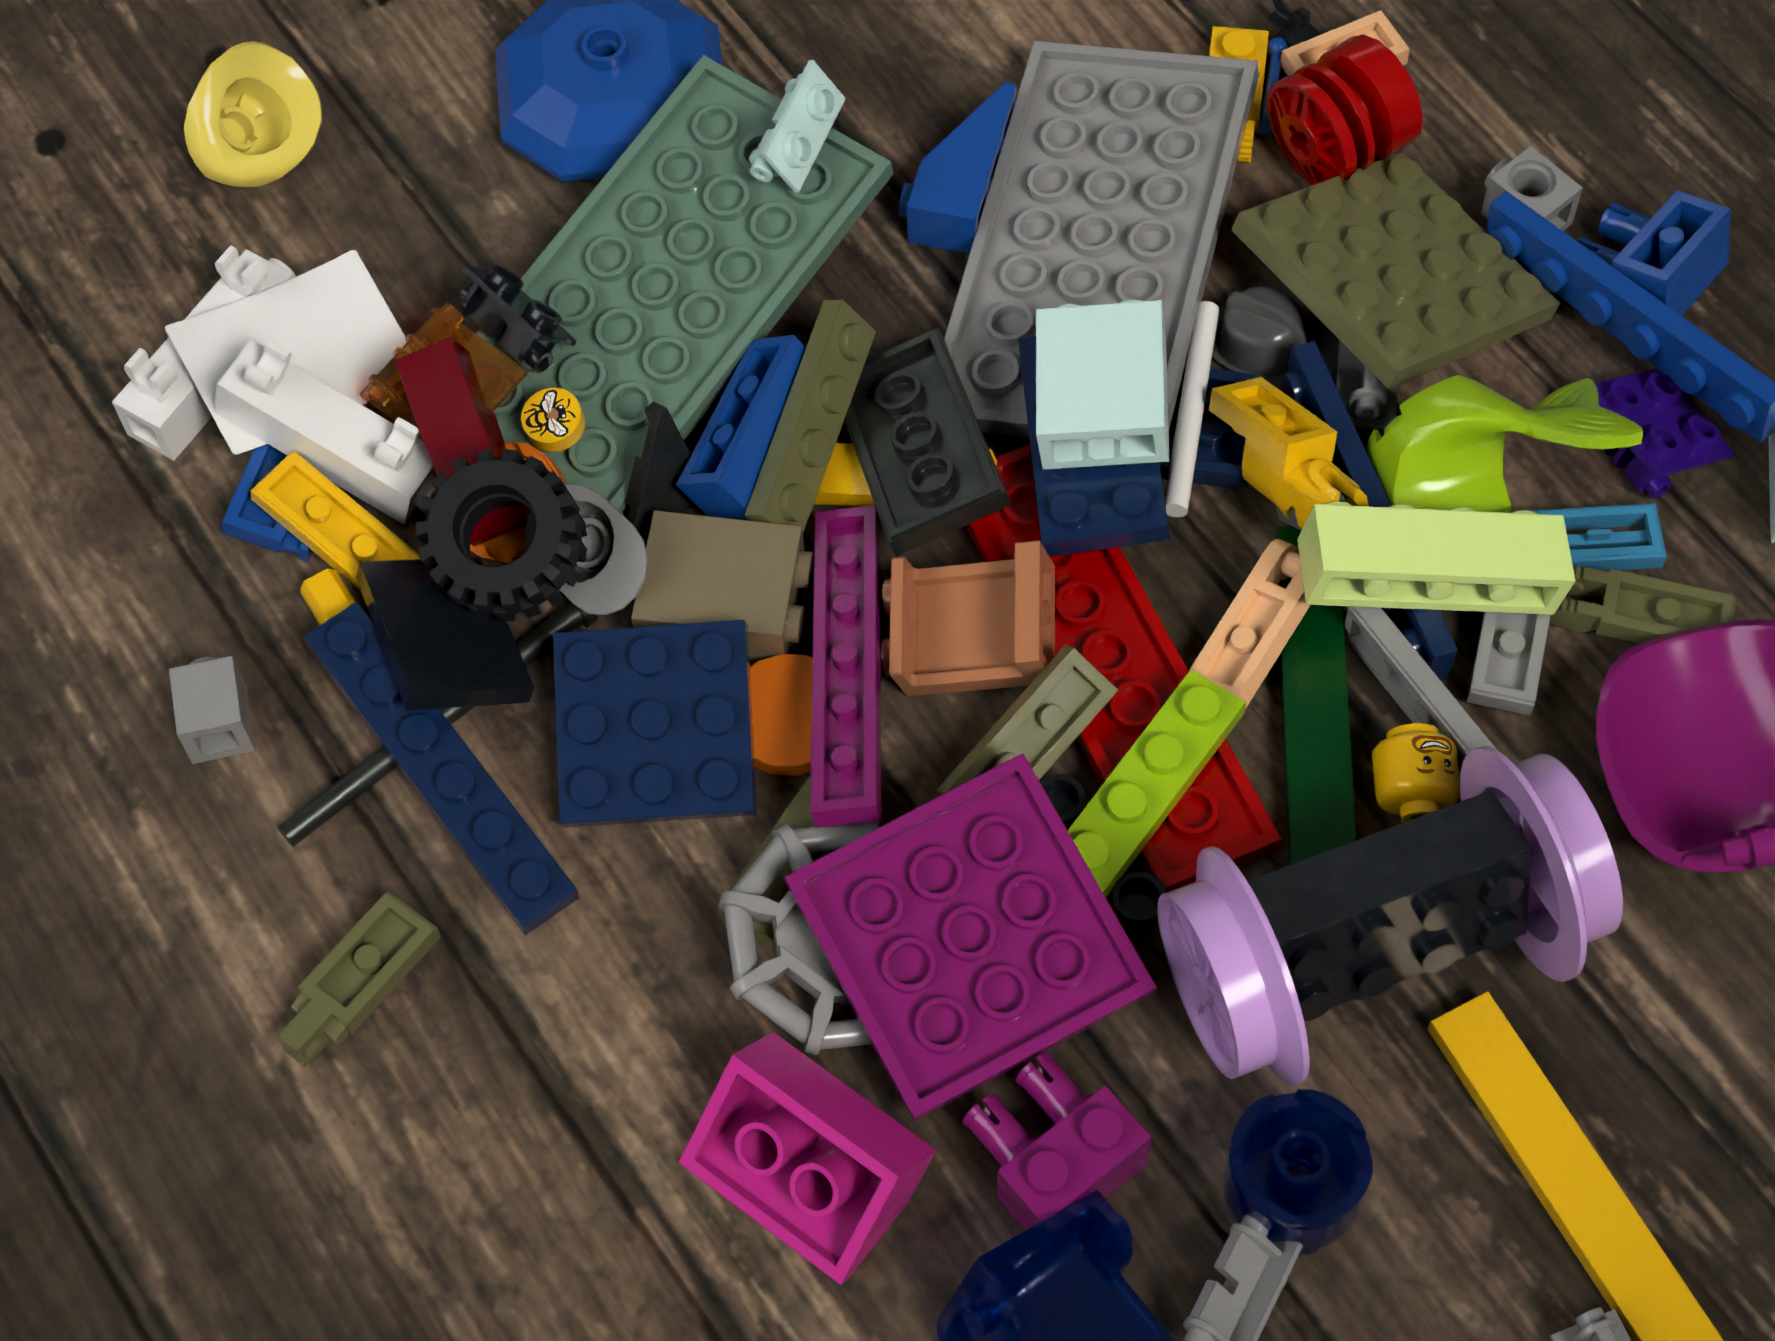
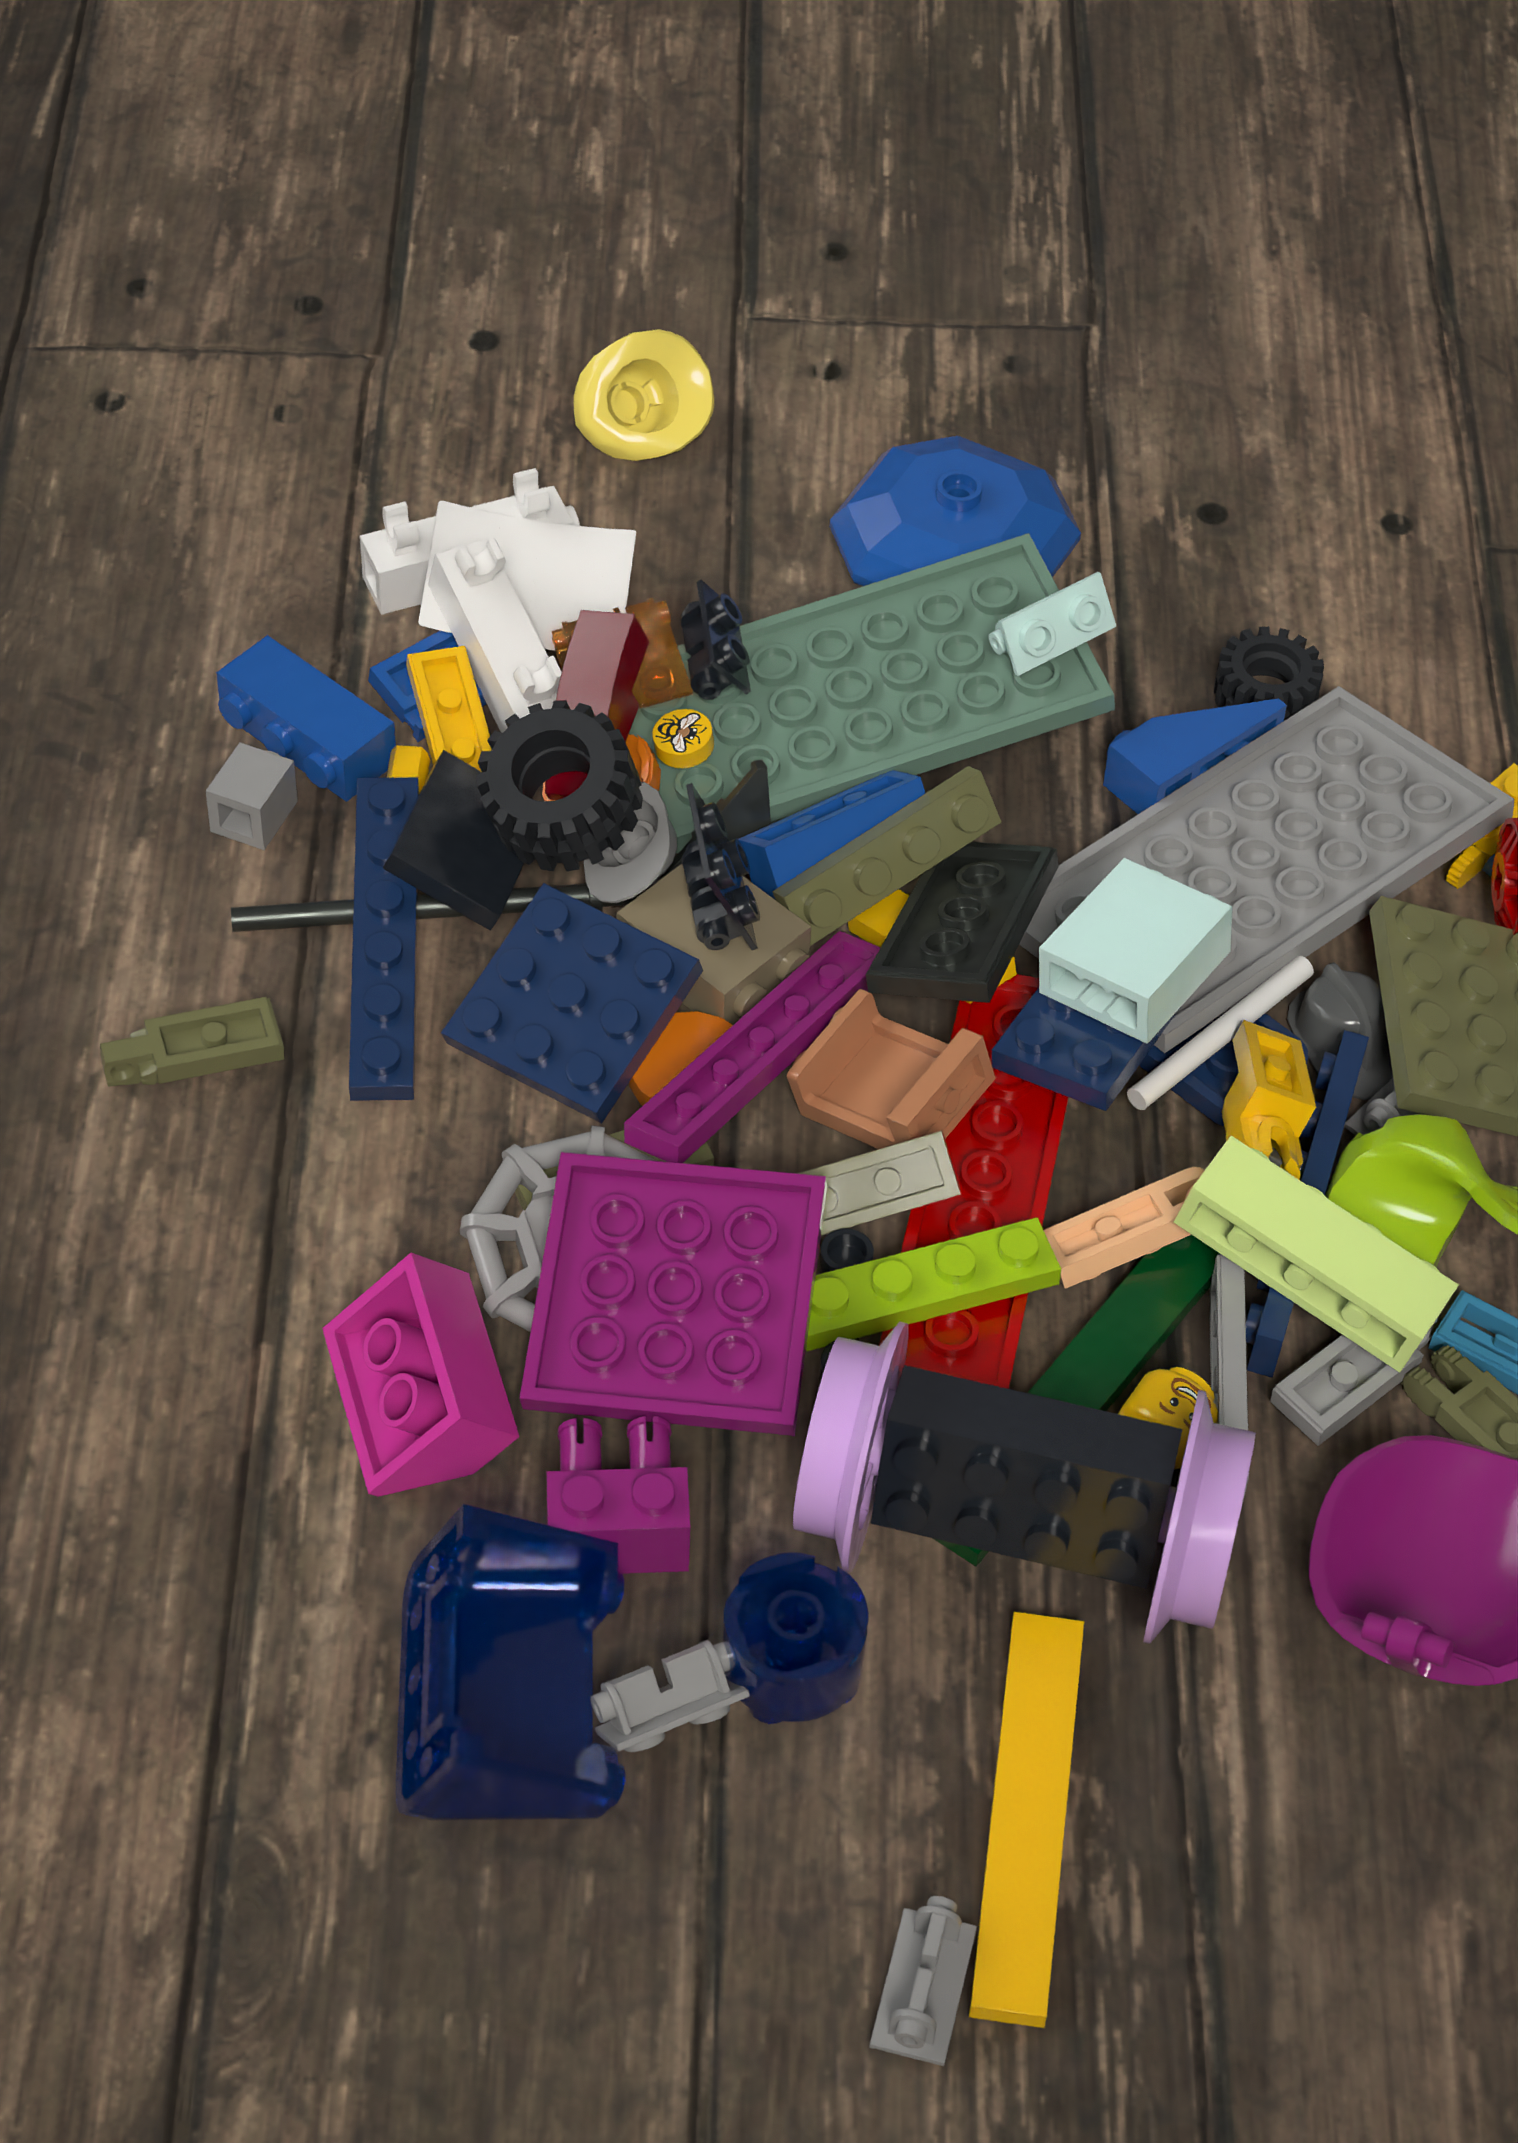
camera: 30 degrees right, 10 degrees down
(198, 604) = (305, 717): none -> blue brick
(704, 540) = (715, 880): none -> black hinge
(961, 44) = (1271, 657): none -> black tyre

